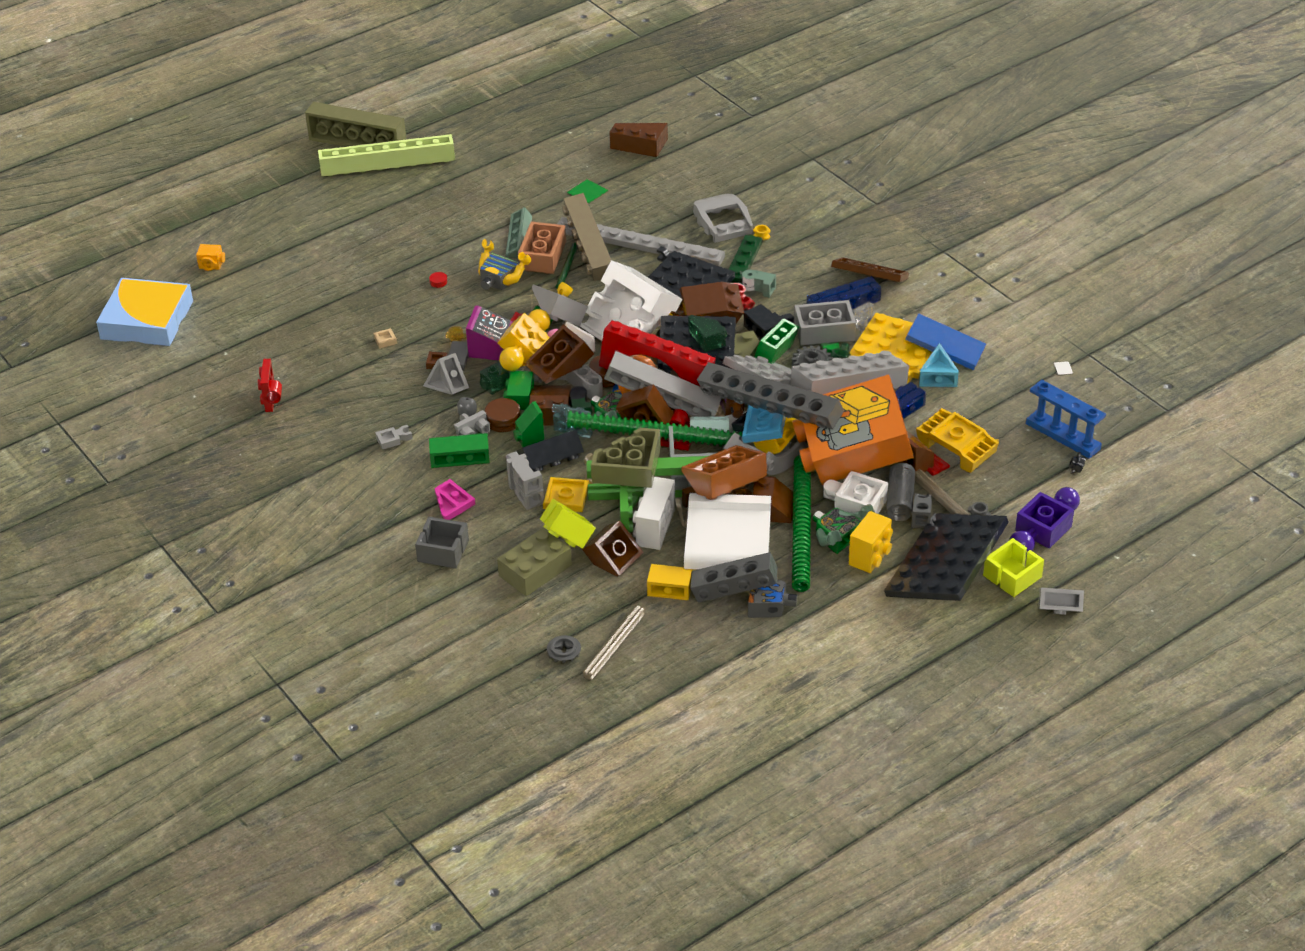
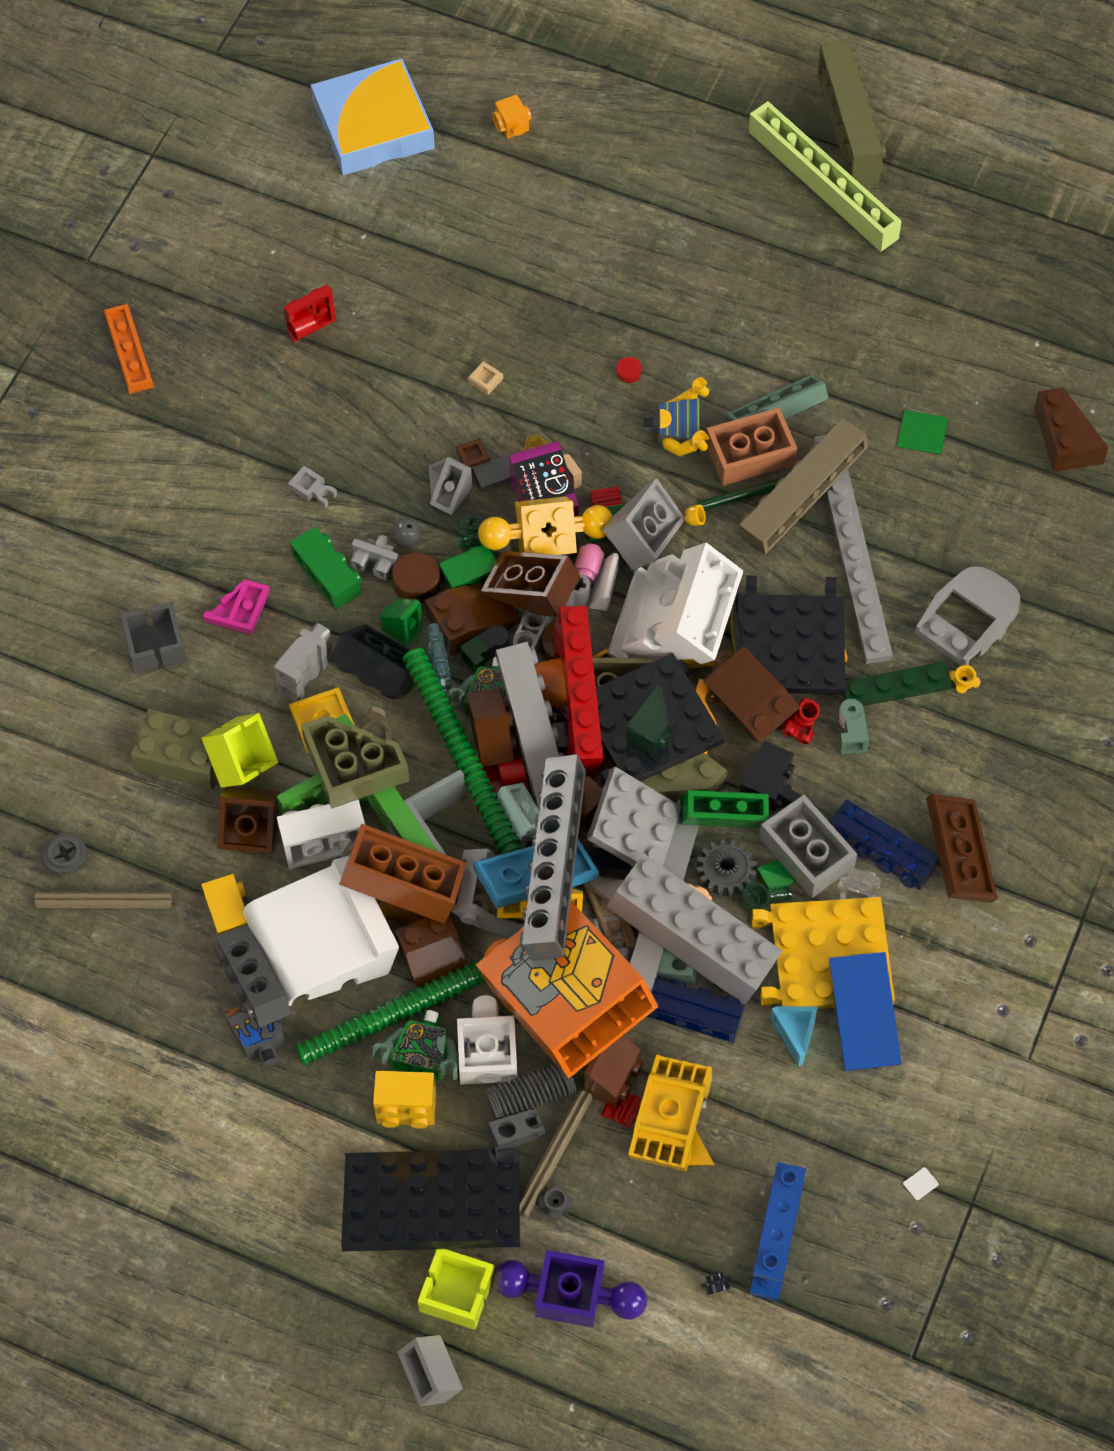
camera: 60 degrees right, 20 degrees up
(200, 485) = (128, 348): none -> orange tile

